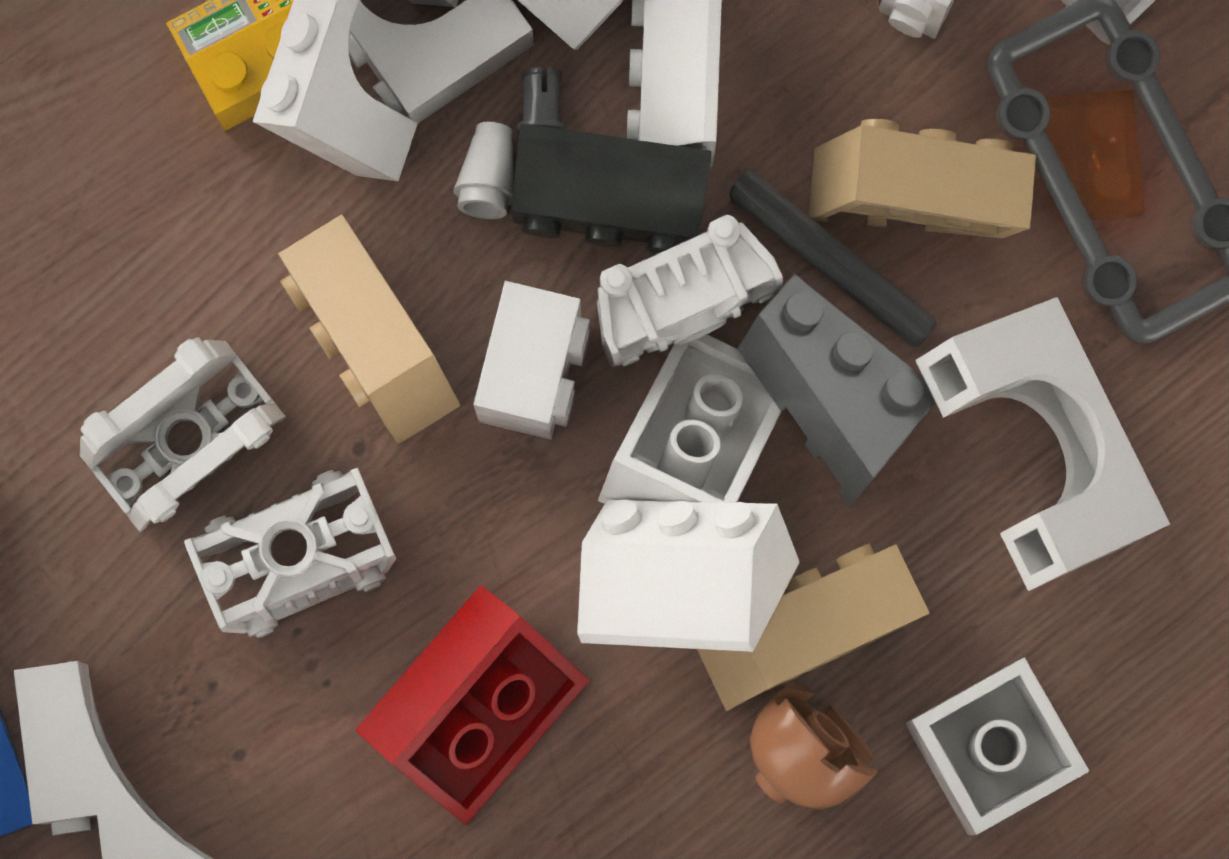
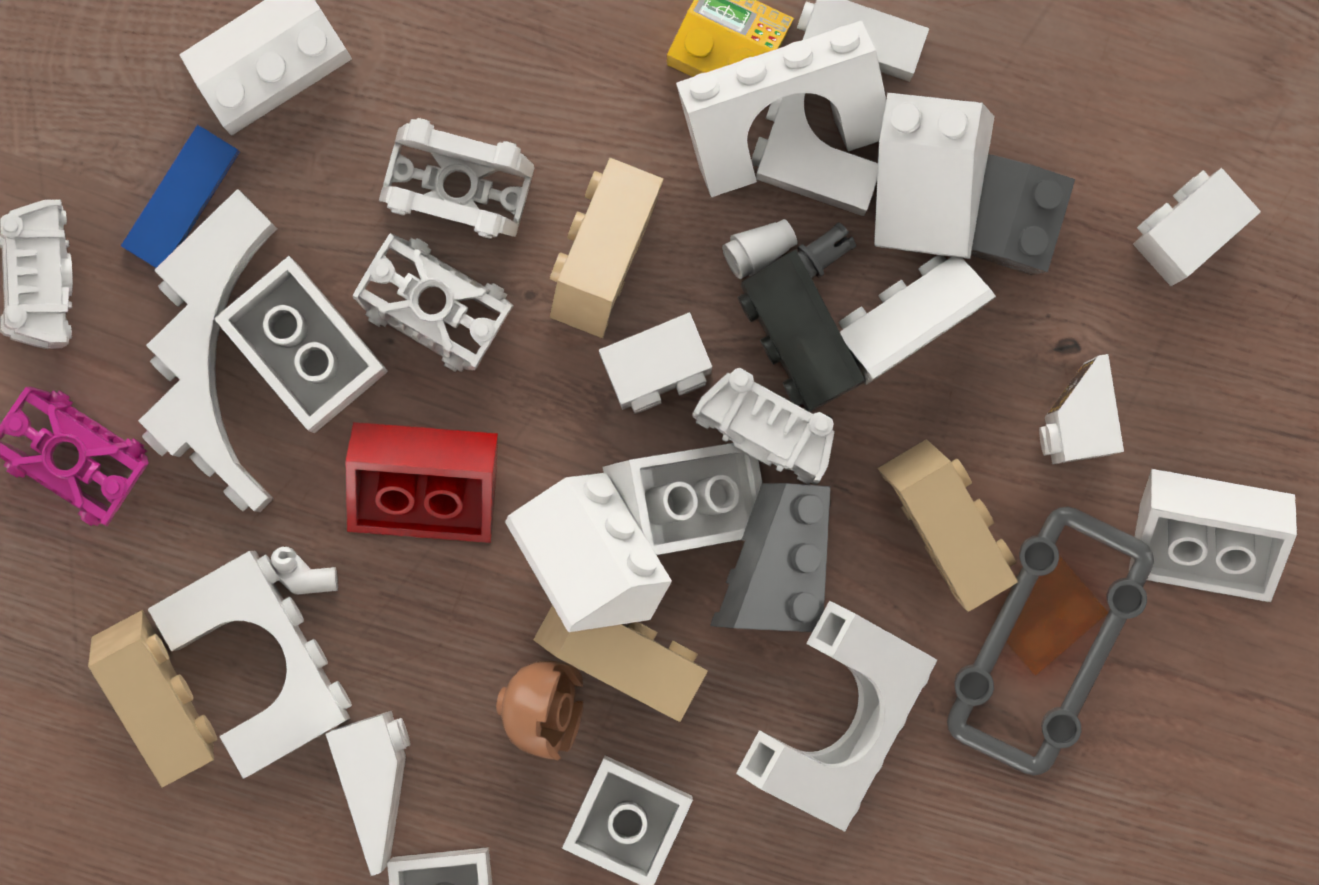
camera: 55 degrees right, 5 degrees up
(230, 724) = (301, 345): none -> white brick
(832, 258) = (862, 501): dark grey axle -> none

